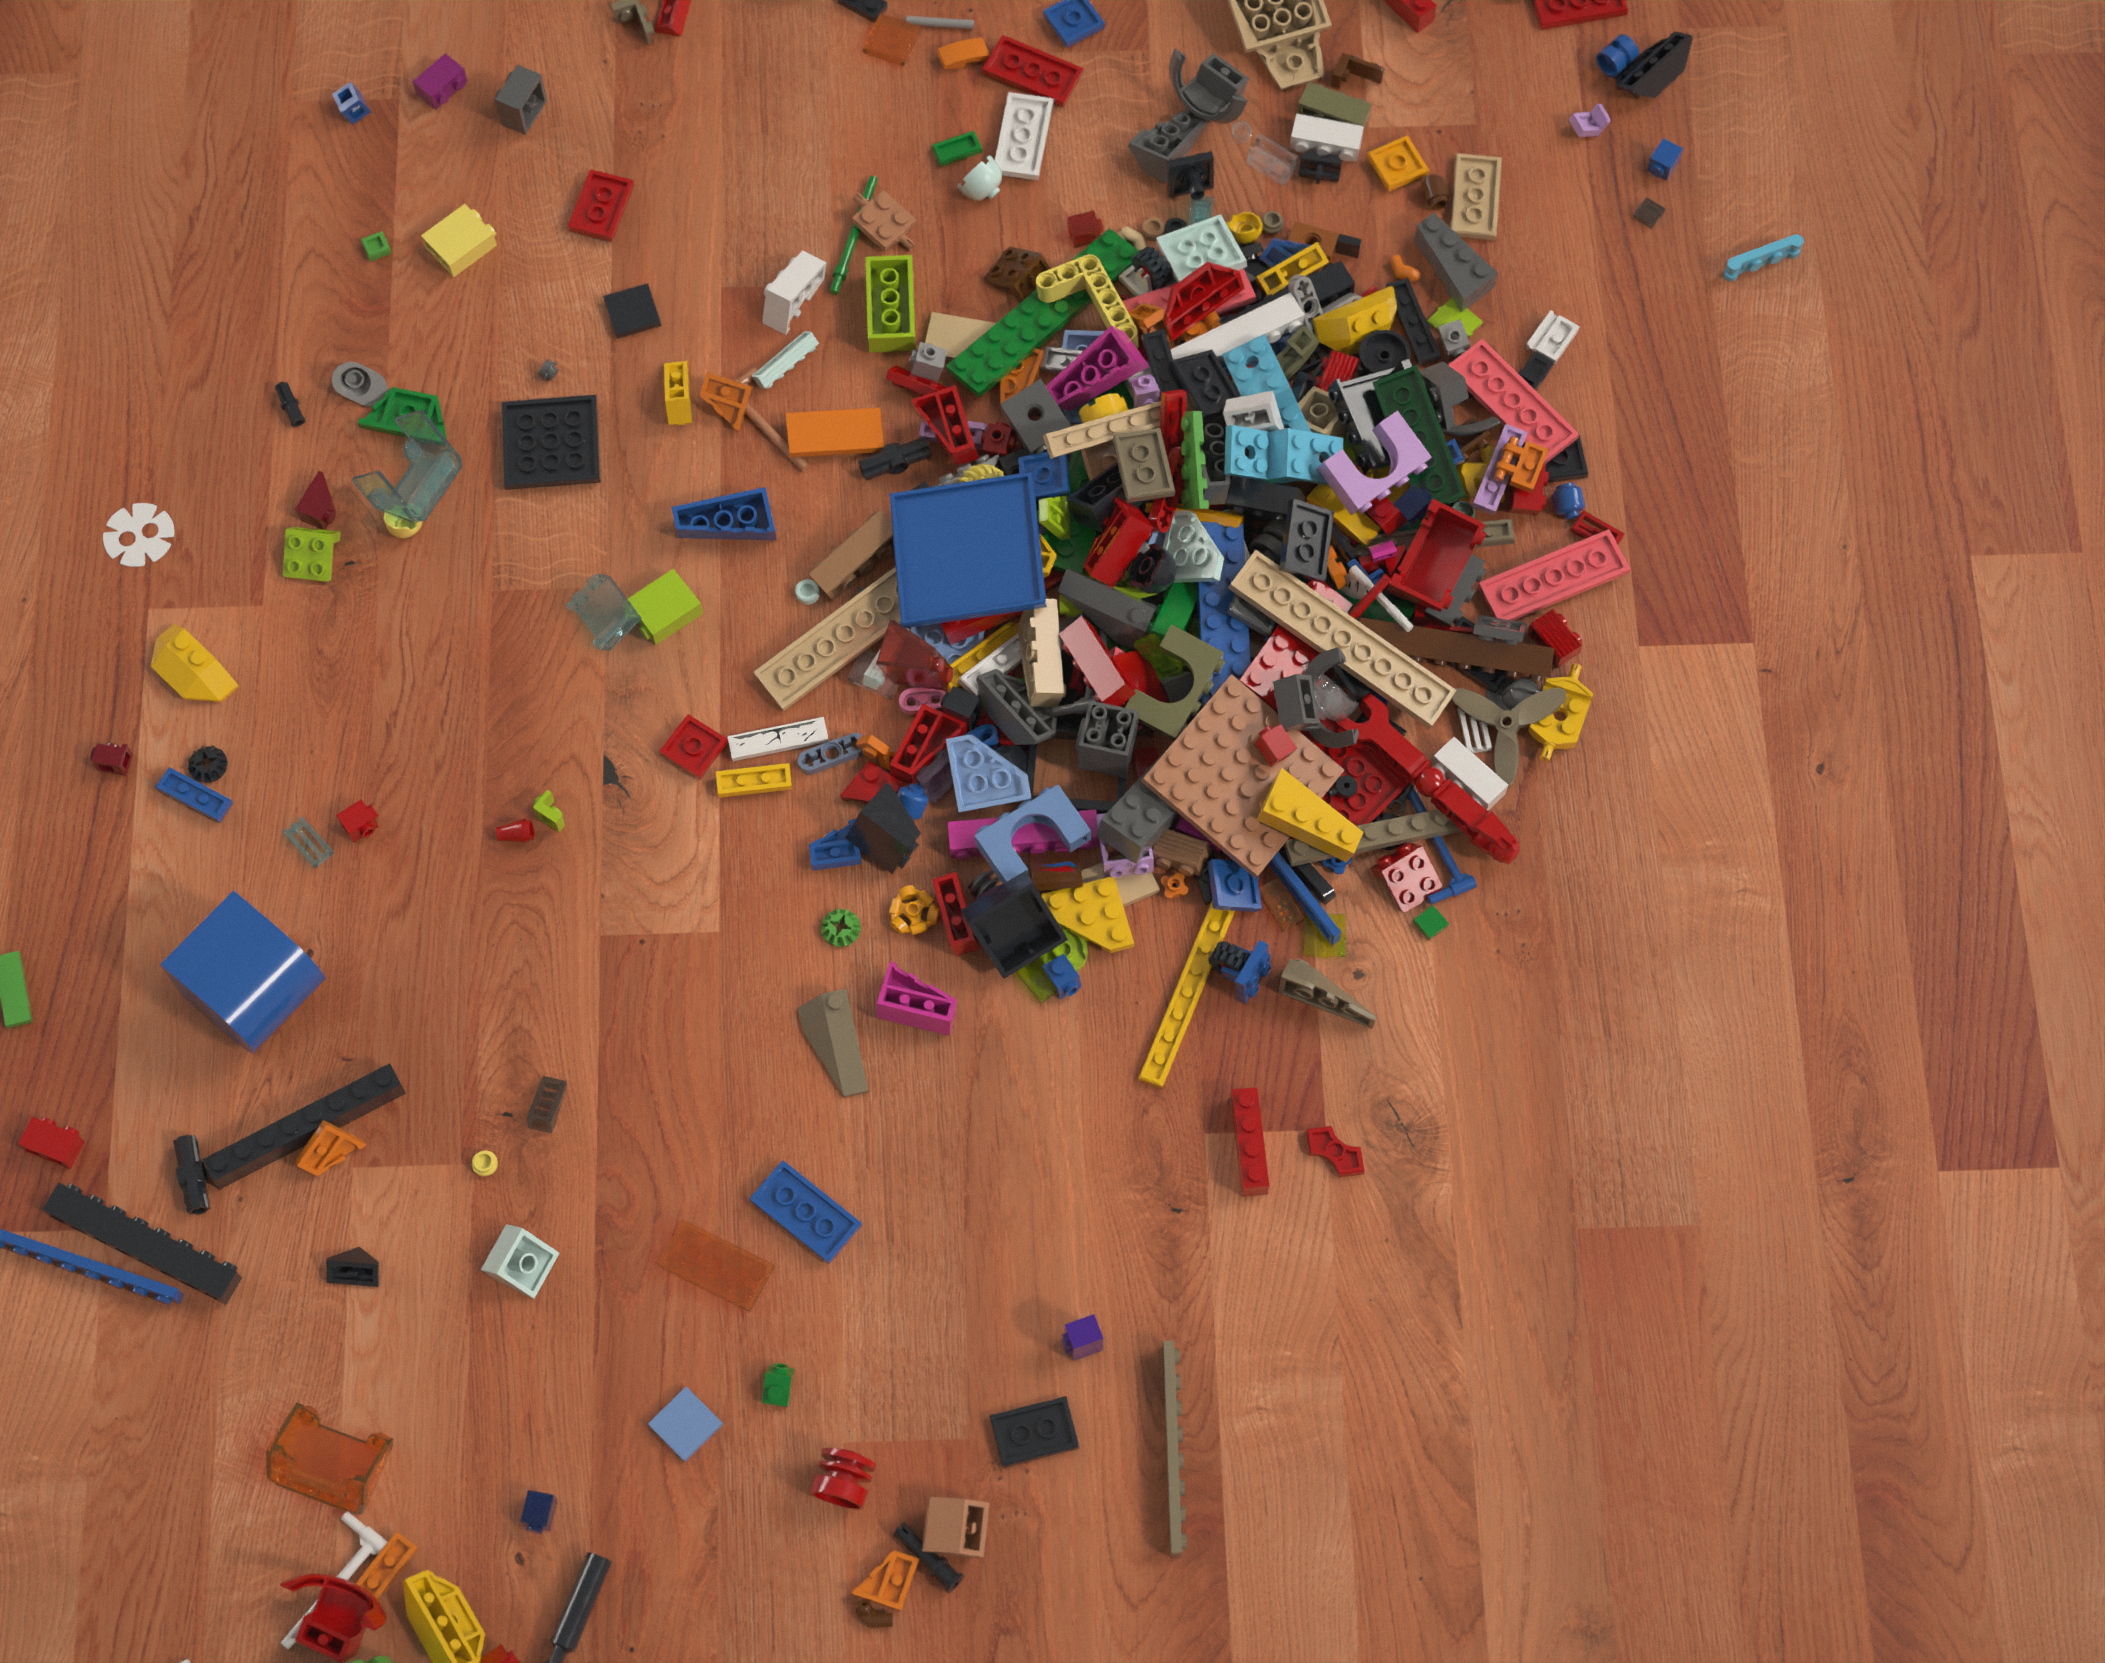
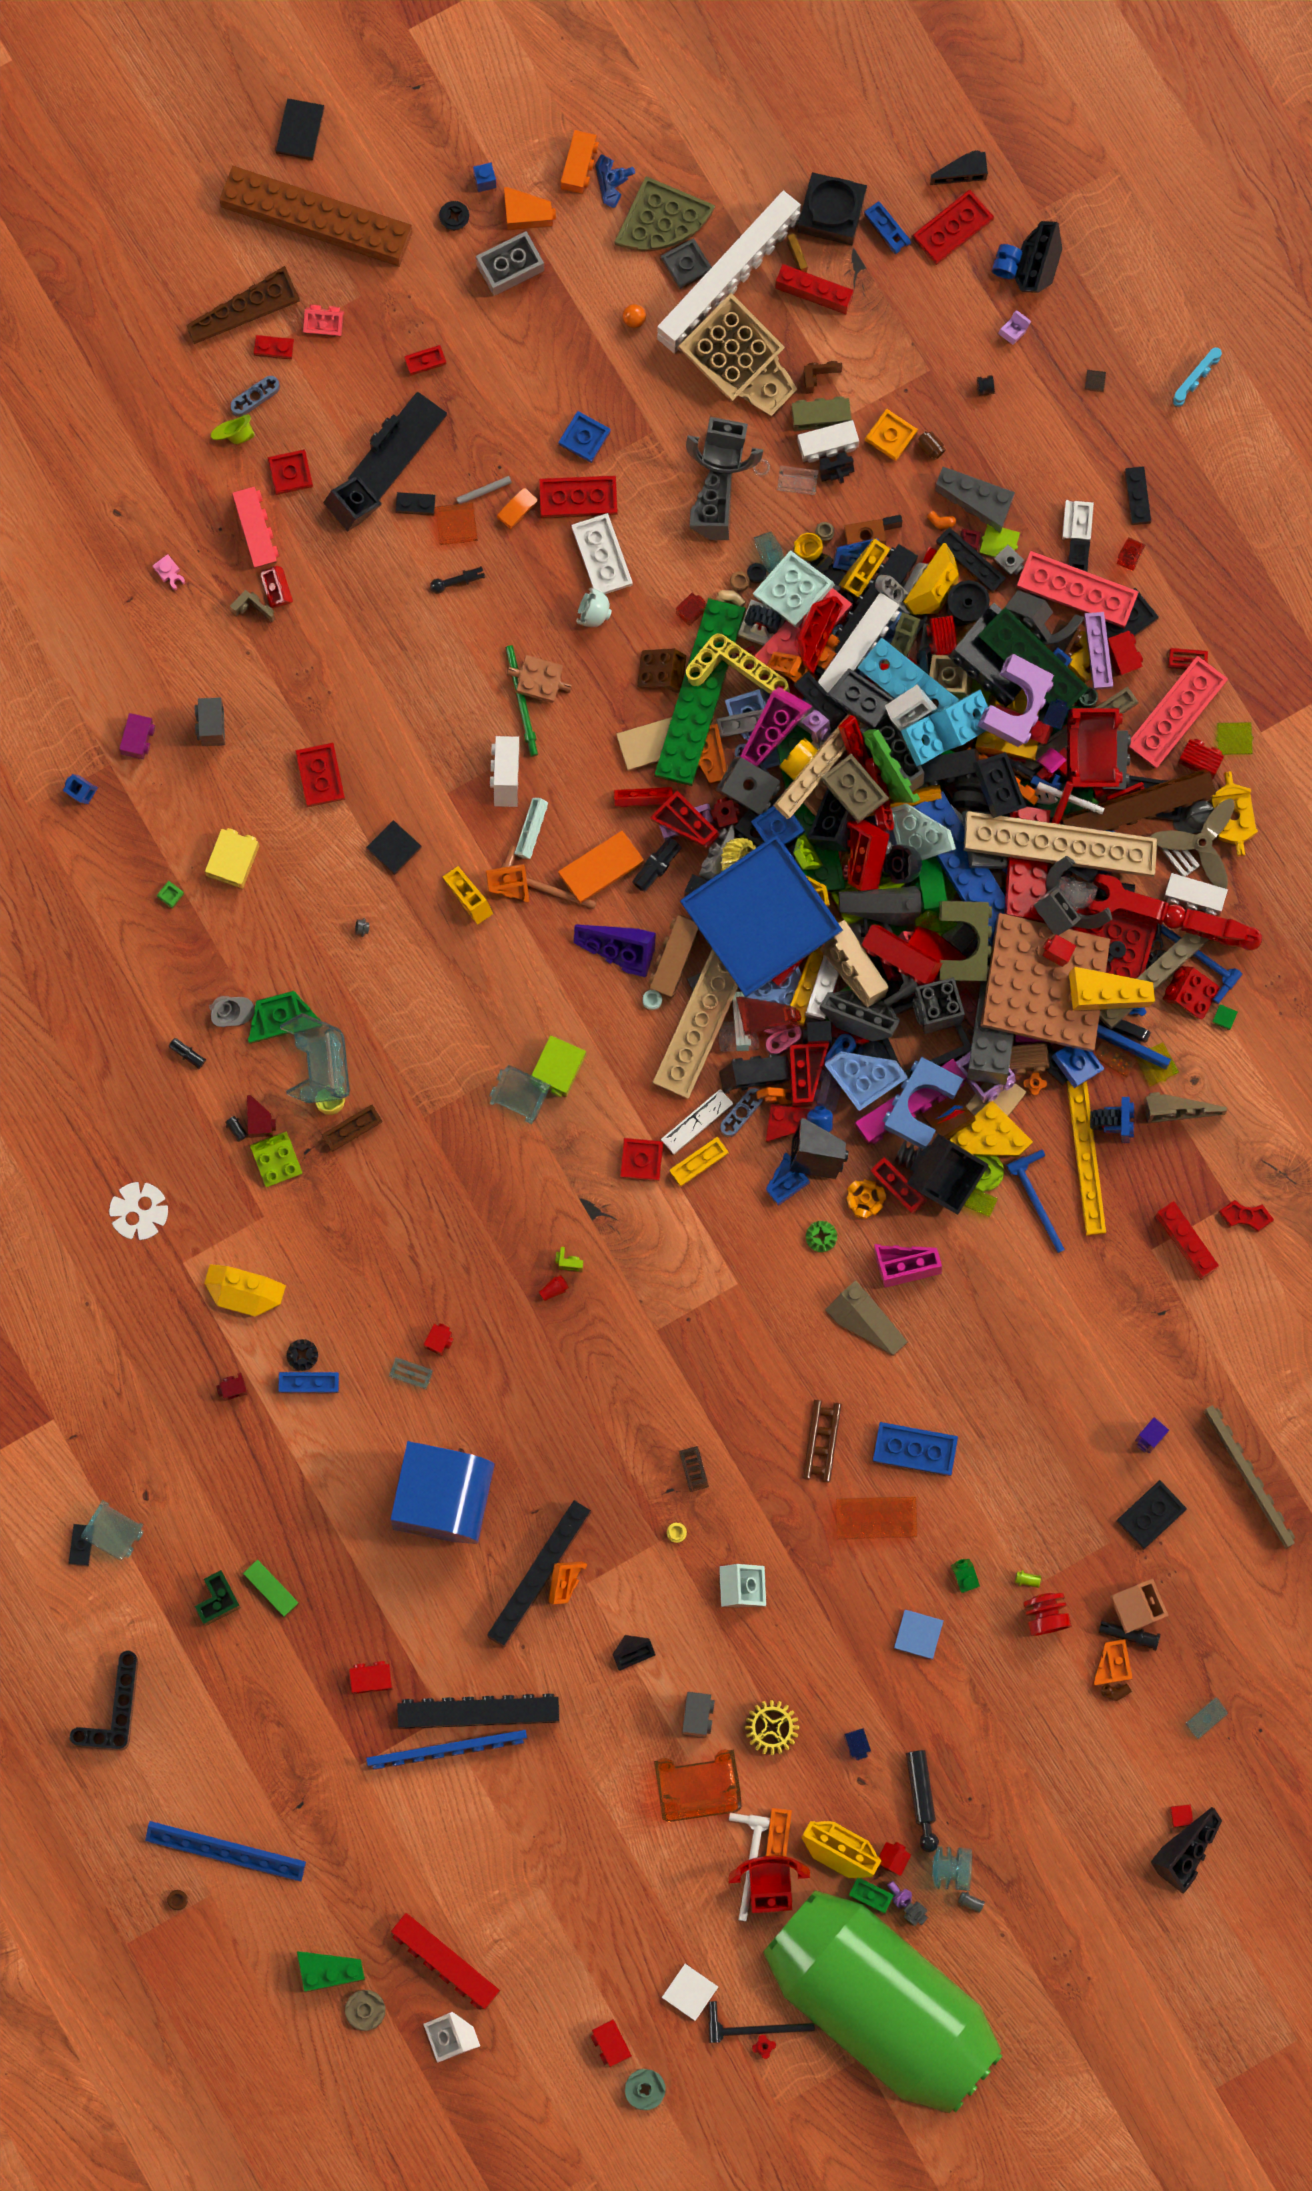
camera: 30 degrees left, 10 degrees up
(191, 1175) = (482, 1648): black piece -> none
(290, 501) = (236, 1128): none -> black pin
(376, 1376) = (697, 1715): none -> dark grey brick
(409, 561) = (352, 1128): none -> reddish brown plate
(443, 1439) = (786, 1717): none -> light yellow gear
(550, 442) = (398, 982): black plate -> none
(723, 1145) = (813, 1449): none -> reddish brown bar
(730, 516) = (570, 971): blue wedge -> none
(808, 521) = (623, 946): none -> dark purple wedge
(837, 88) = (438, 585): none -> black pin
(847, 1428) = (1027, 1579): none -> lime pin
(870, 716) = (755, 1072): none -> black wedge
(890, 303) = (584, 744): lime brick -> none
(927, 361) = (638, 776): light grey brick -> none
(957, 148) = (557, 590): green tile -> none
(1063, 976) = (996, 1190): blue bracket -> none
(1103, 966) = (1018, 1168): none -> blue bar
(1190, 175) = (748, 527): black plate -> none
(1427, 302) = (971, 537): none -> dark red tile
(1476, 196) = (961, 432): tan tile -> none
(1508, 630) = (1164, 777): dark grey plate -> none
(1526, 161) = (985, 385): none -> black wheel
(1528, 467) = (1119, 641): orange plate -> none
(1568, 500) = (1156, 646): blue head -> none
(1591, 396) = (1130, 554): none -> clear red slope
(1605, 637) = (1234, 738): none -> clear neon green piece
(1633, 345) = (1137, 495): none -> black plate
(1664, 159) = (1085, 331): blue brick -> none

